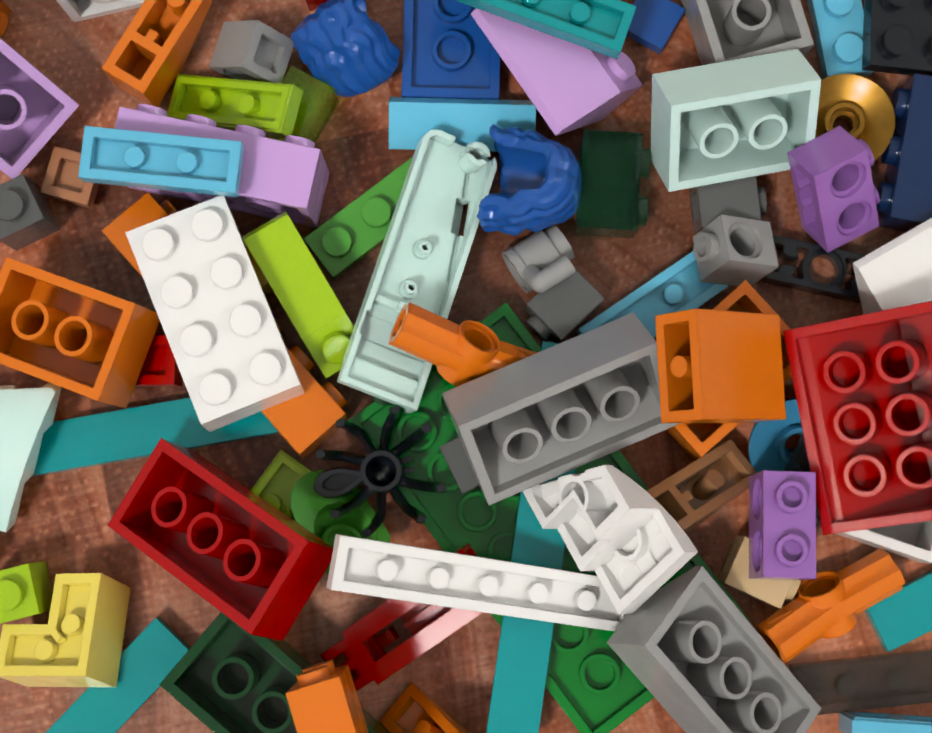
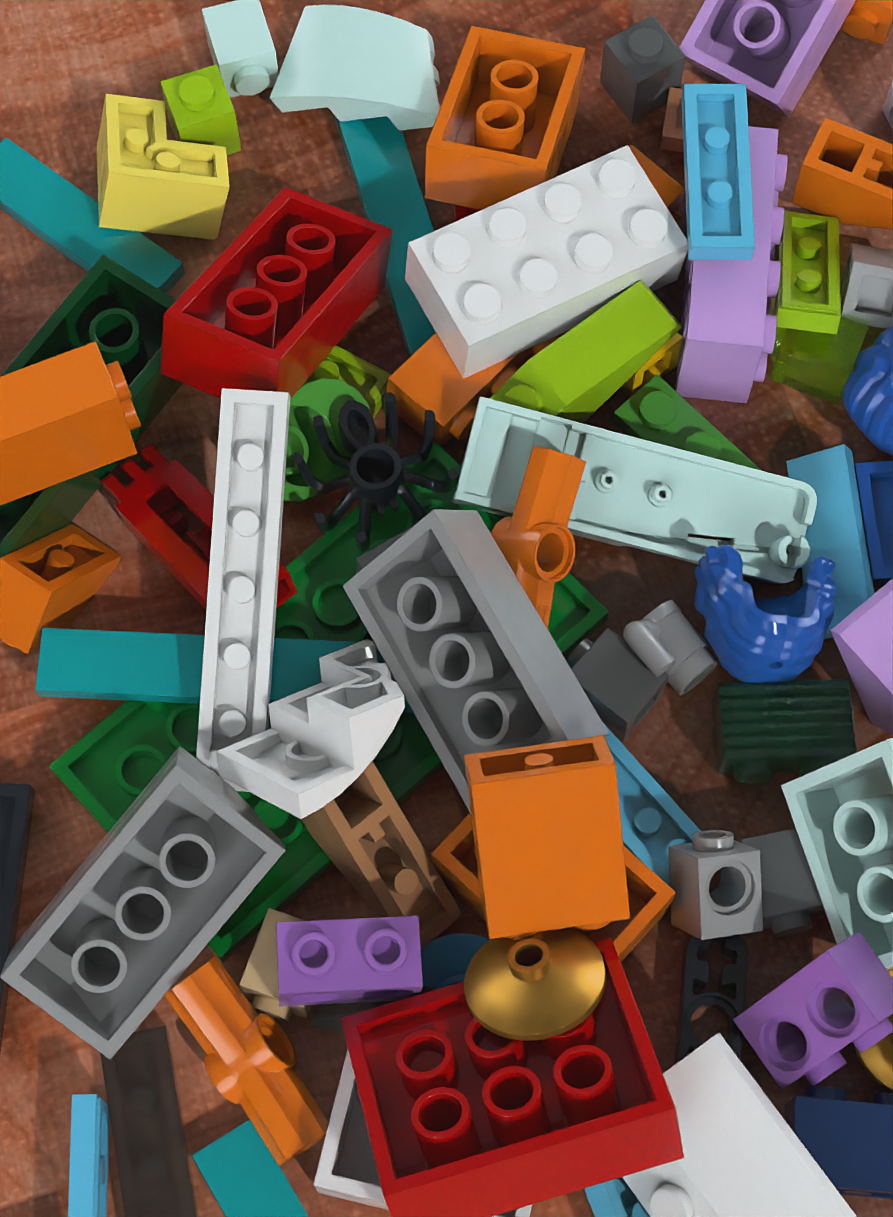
camera: 85 degrees right, 15 degrees down
(839, 389) = (535, 984): none -> pearl gold dish

